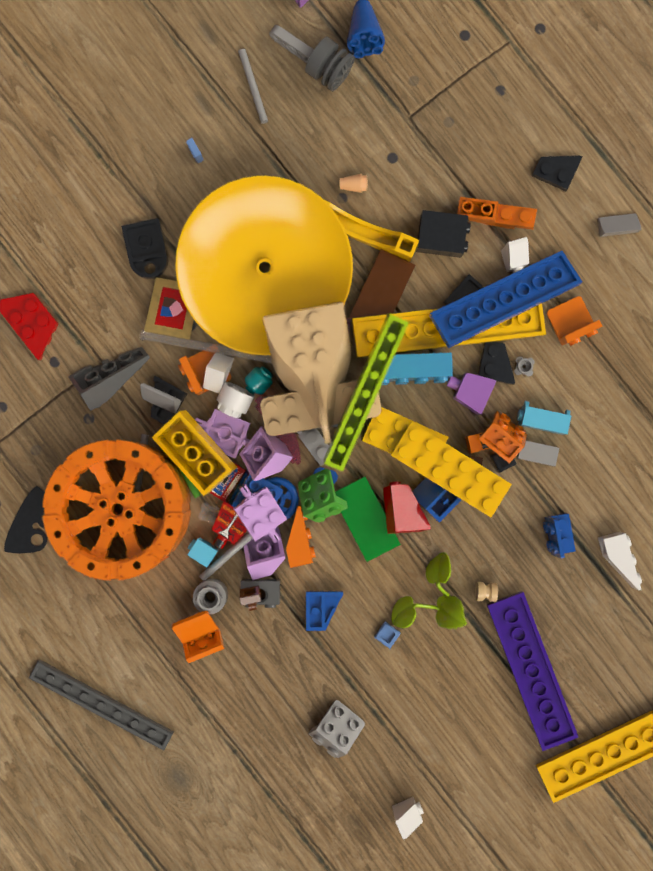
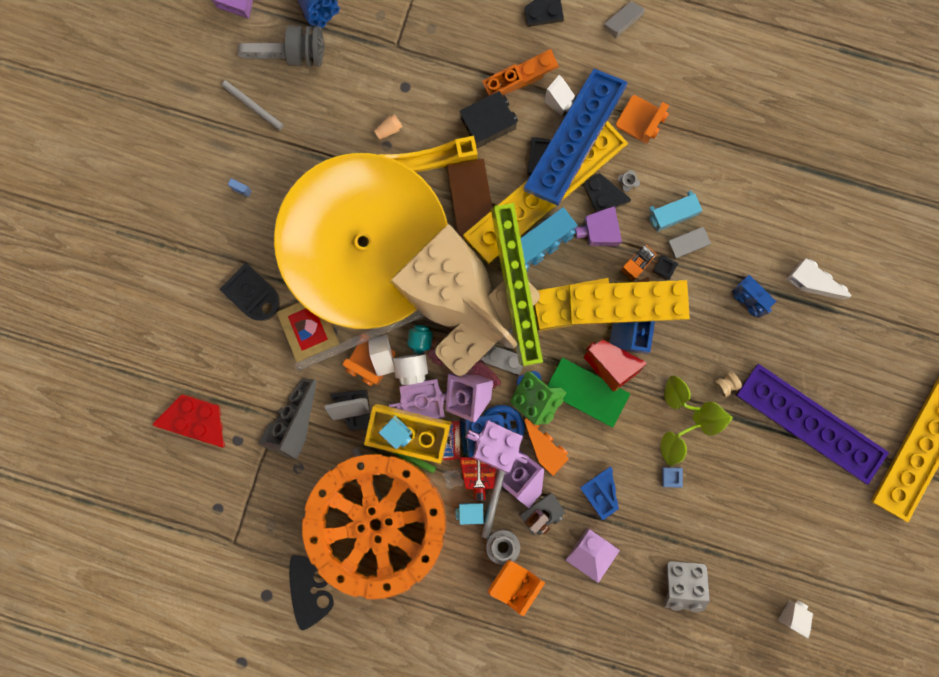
camera: 30 degrees left, 5 degrees down
(183, 446) = (396, 433): none -> medium azure brick
(279, 652) = (592, 555): none -> lavender slope
(504, 437) = (653, 247): orange bracket -> none

